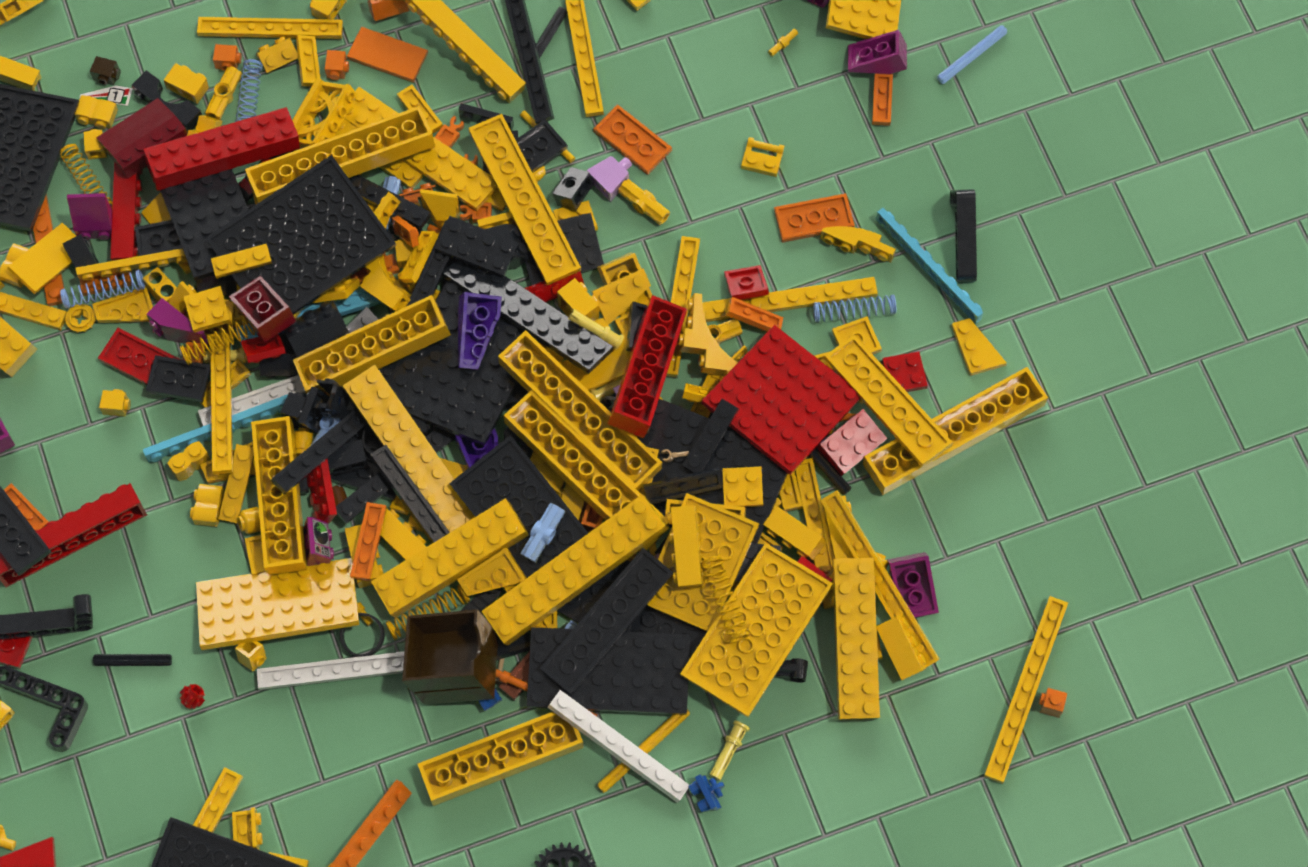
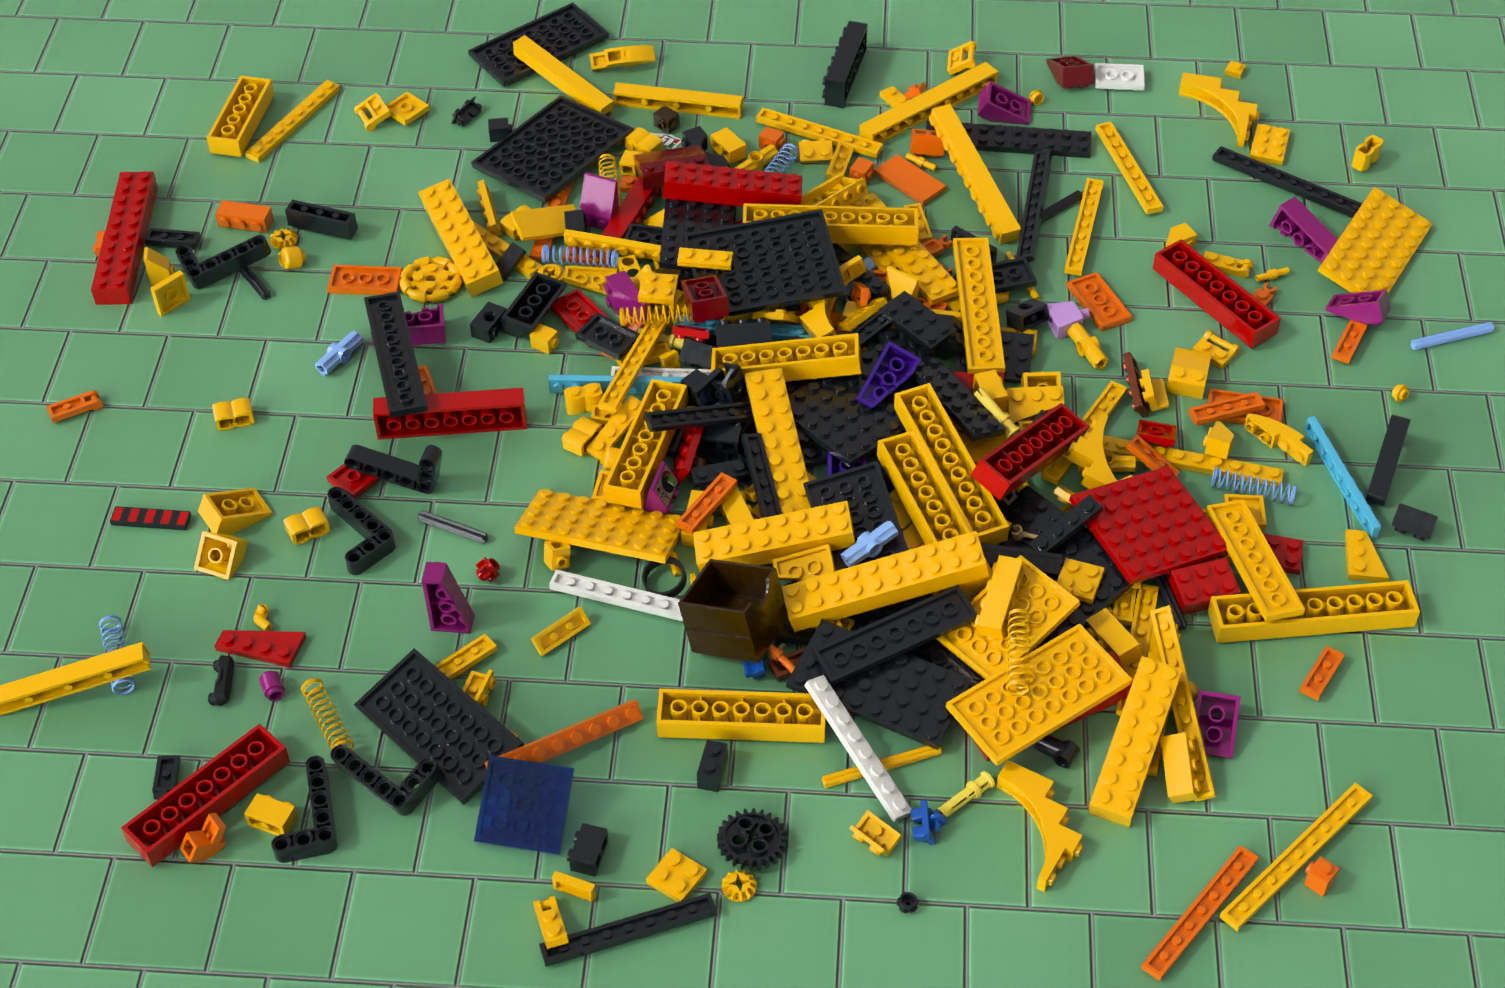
camera: 25 degrees right, 20 degrees down
(31, 320) = (510, 260): none -> black tile
(44, 395) = (487, 322): none -> black brick
(85, 369) = (531, 305): none -> black slope
(104, 40) = (678, 100): none -> yellow tile
(104, 169) = (627, 183): none -> orange plate
(176, 756) = (445, 600): none -> magenta wedge
(251, 380) = (670, 360): none -> yellow plate
(293, 733) = (560, 631): none -> yellow plate
(389, 27) = (921, 162): none -> yellow bar
(497, 817) = (712, 765): none -> black brick
(668, 824) = (876, 833): none -> yellow bracket
(681, 33) = (1183, 232): none -> yellow slope
(702, 226) = (1135, 391): none -> copper plate
(727, 233) = (1155, 391): none -> yellow bracket
(735, 46) = (1230, 265): none -> yellow plate
(740, 91) = (1216, 293): none -> red brick
(749, 196) = (1188, 373): none -> yellow slope
(783, 74) = (1266, 295): none -> orange plate
(800, 229) = (1226, 408): none -> orange plate
(807, 271) = (1218, 441): none -> yellow slope
(809, 741) = (1036, 795): none -> yellow arch
(948, 144) = (1400, 392): none -> yellow plate
(967, 780) = (1199, 913): none -> orange plate
(983, 491) = (1322, 673): none -> orange plate
(1009, 292) = (1414, 521): none -> black brick

